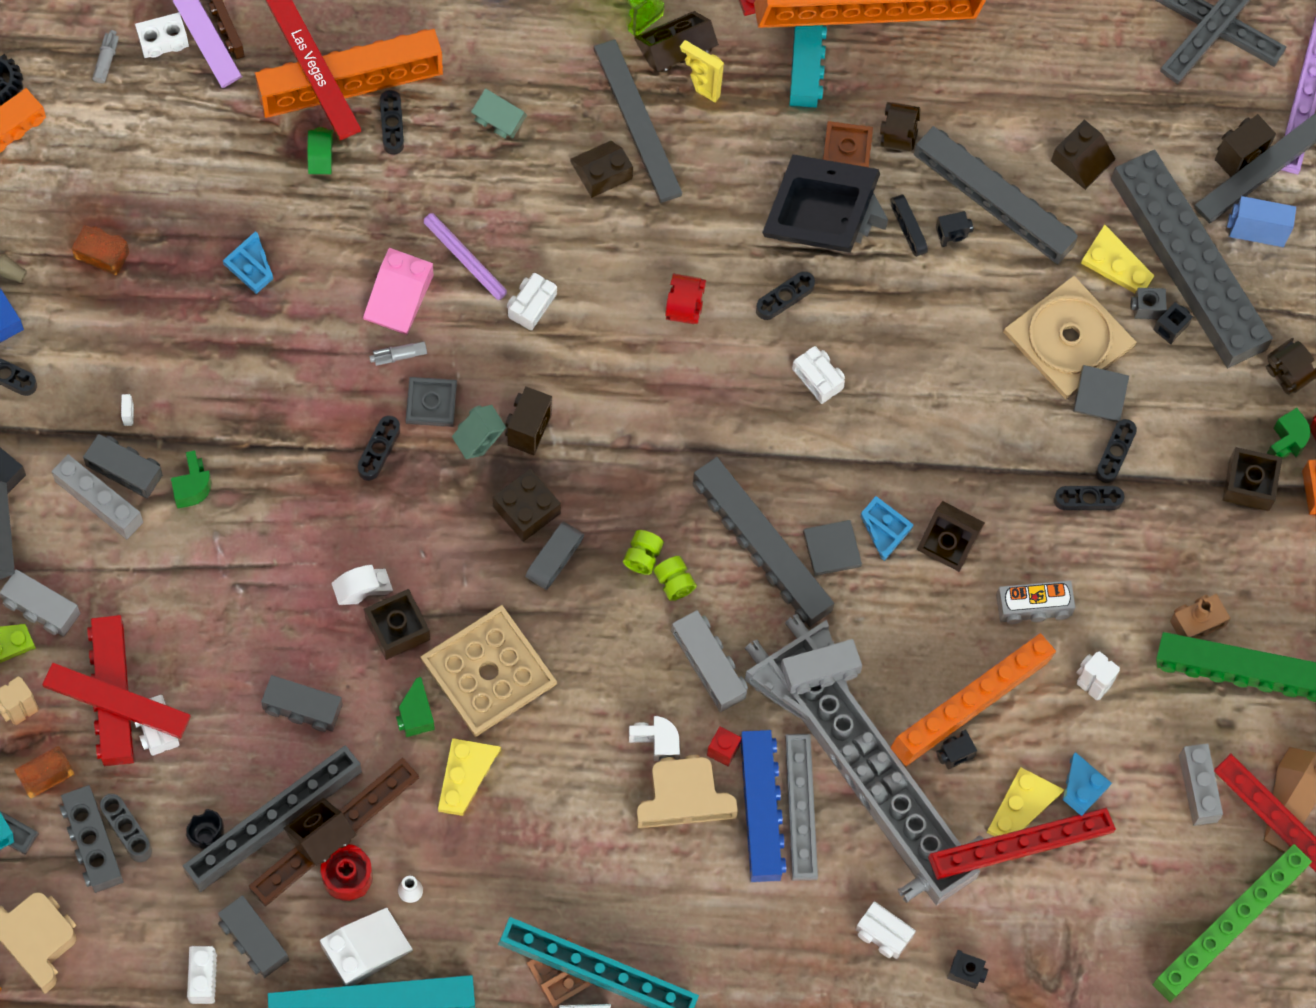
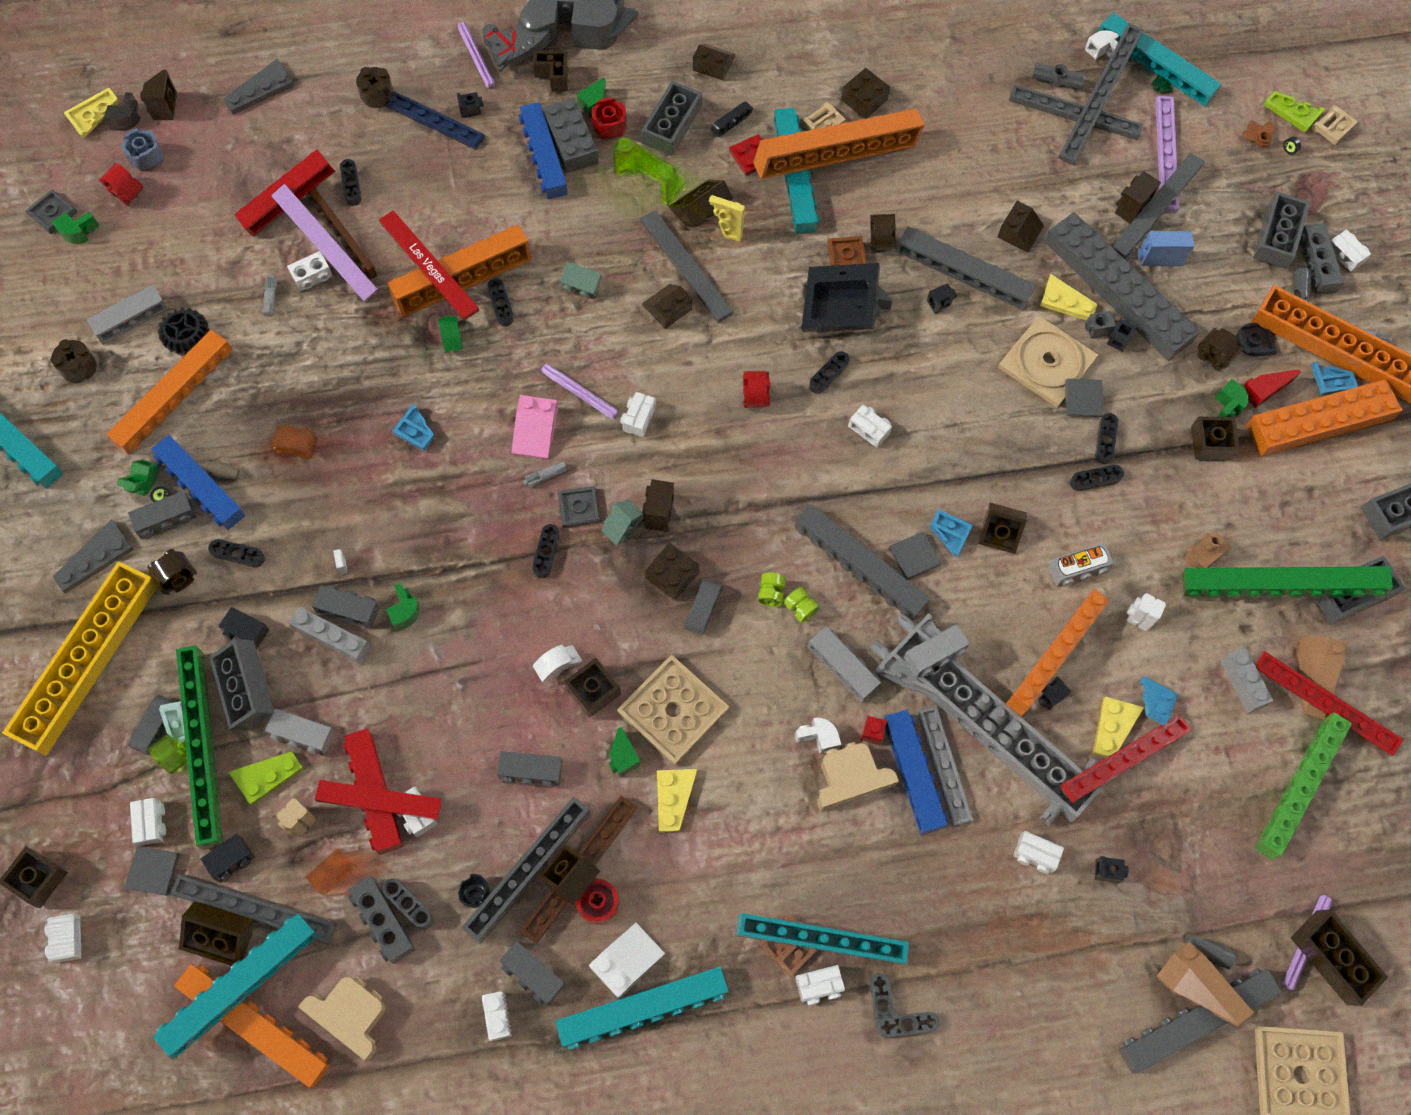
camera: 10 degrees left, 0 degrees up
(410, 894) = (652, 909): white cone -> none
(909, 225) = (907, 302): black beam -> none

